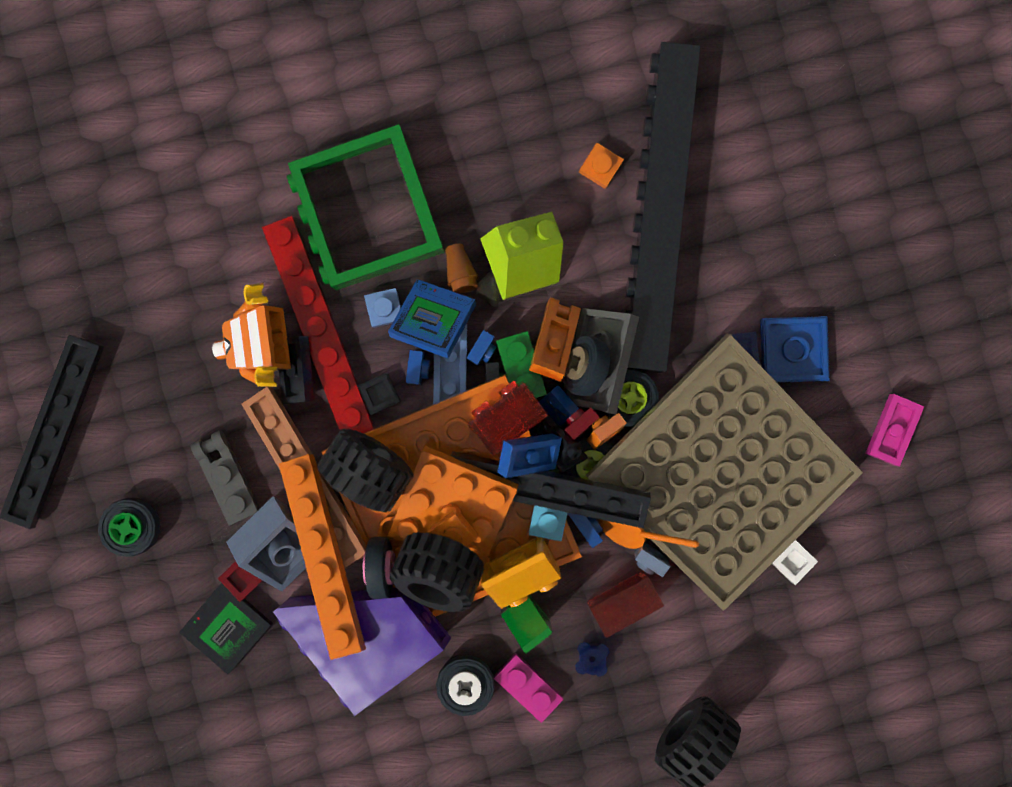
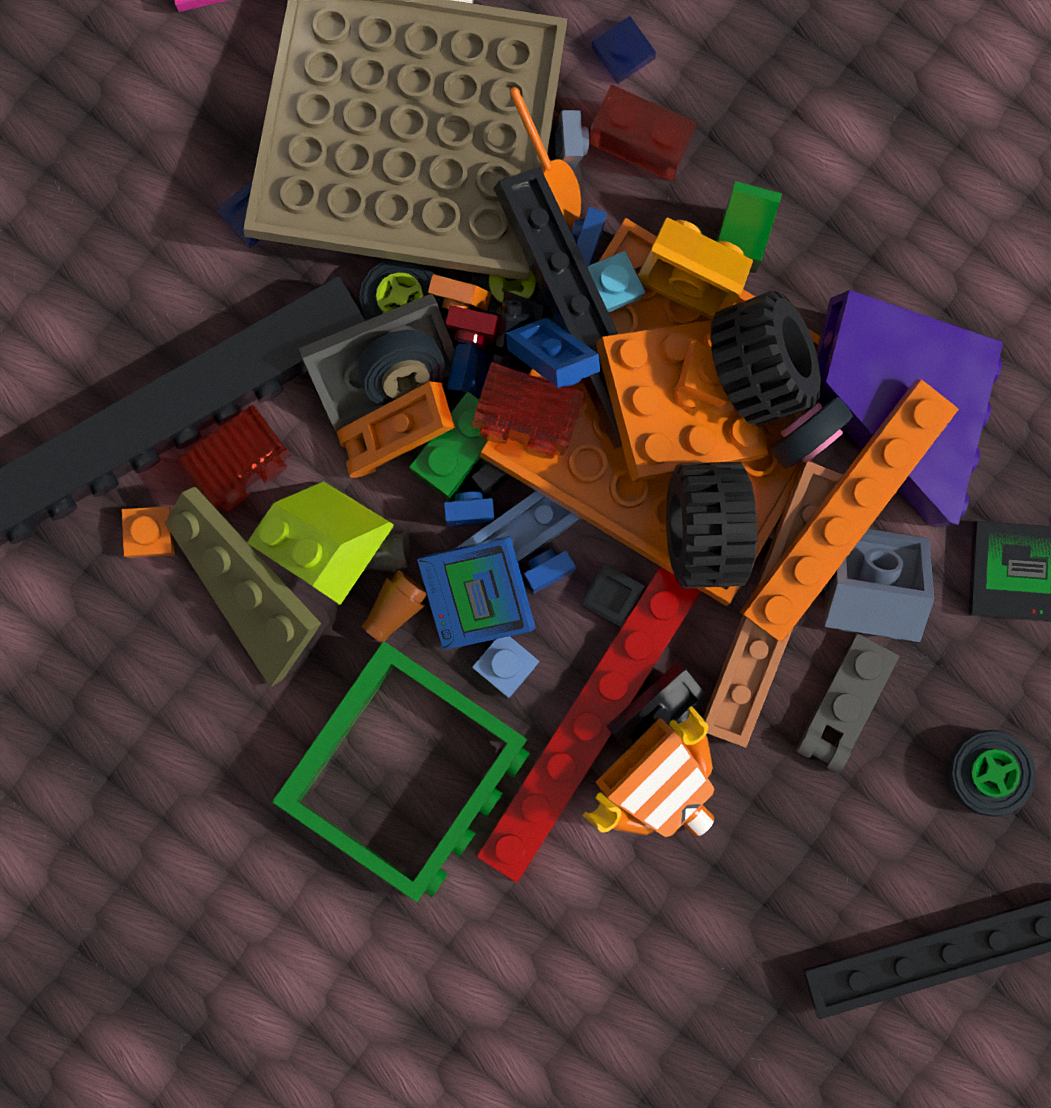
camera: 125 degrees left, 5 degrees down
(239, 581) = (953, 594): dark red plate -> none
(465, 673) = (865, 262): black wheel -> none
(519, 193) = (250, 595): none -> olive wing
(528, 687) = (821, 175): dark pink plate -> none
(597, 667) = (738, 113): clear blue plate -> none
(605, 240) = (235, 459): none -> clear red brick
(682, 630) = (623, 49): none -> clear blue plate
(795, 348) = (203, 153): blue tile -> none

